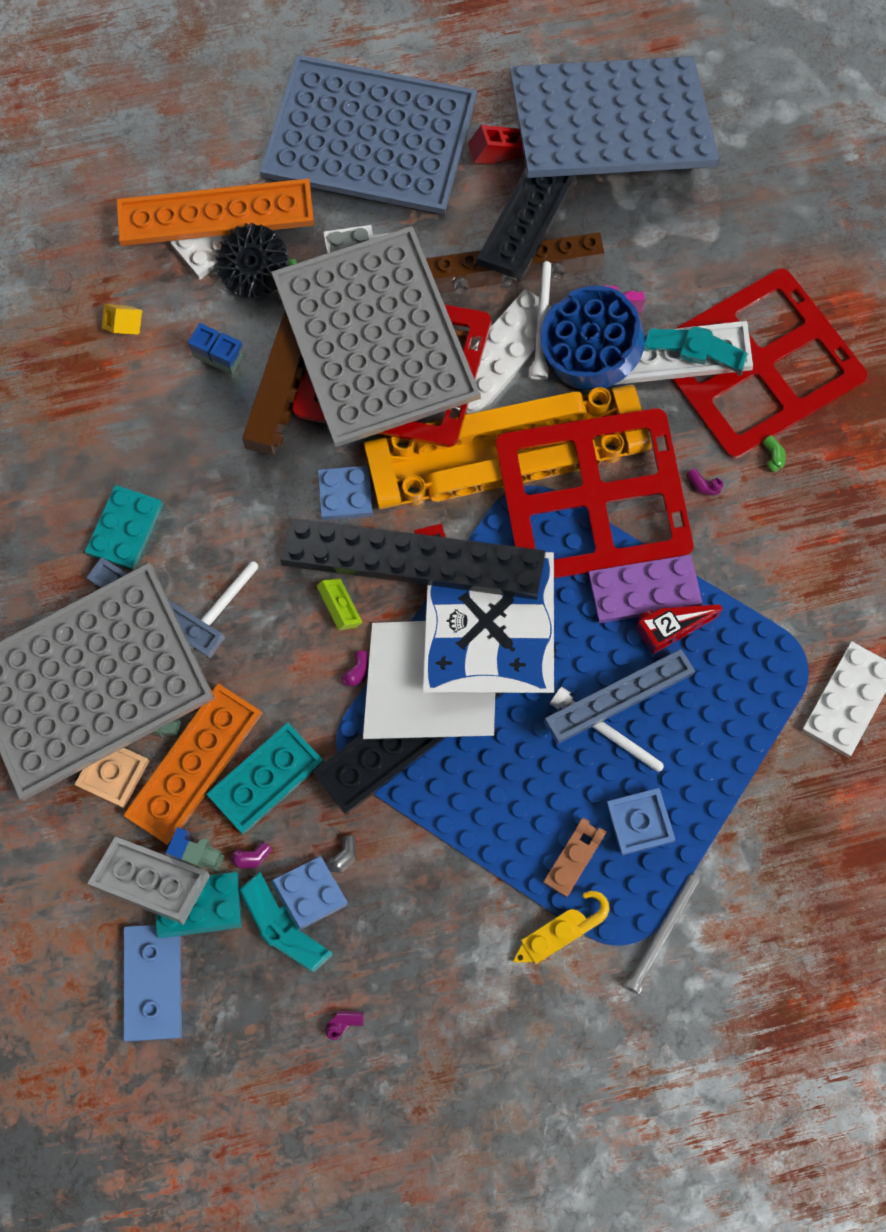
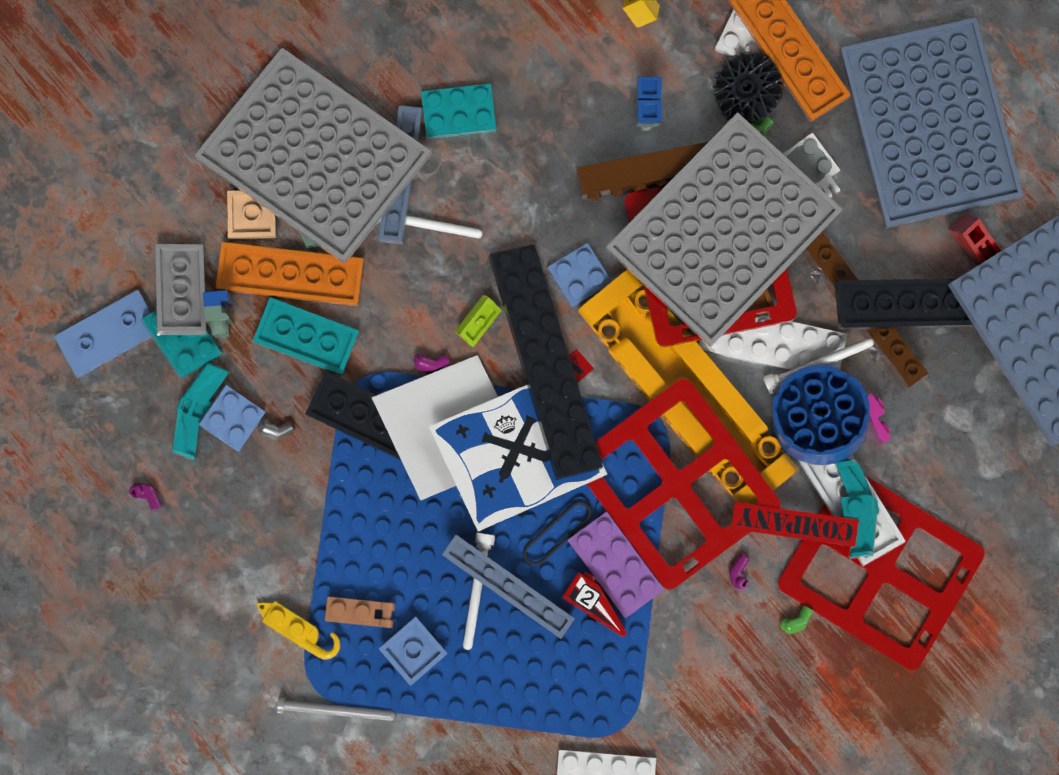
camera: 55 degrees right, 10 degrees up
(251, 859) = (236, 358): magenta arm -> none
(576, 631) = (549, 526): none -> black piece
(686, 406) = (795, 524): none -> red sticker

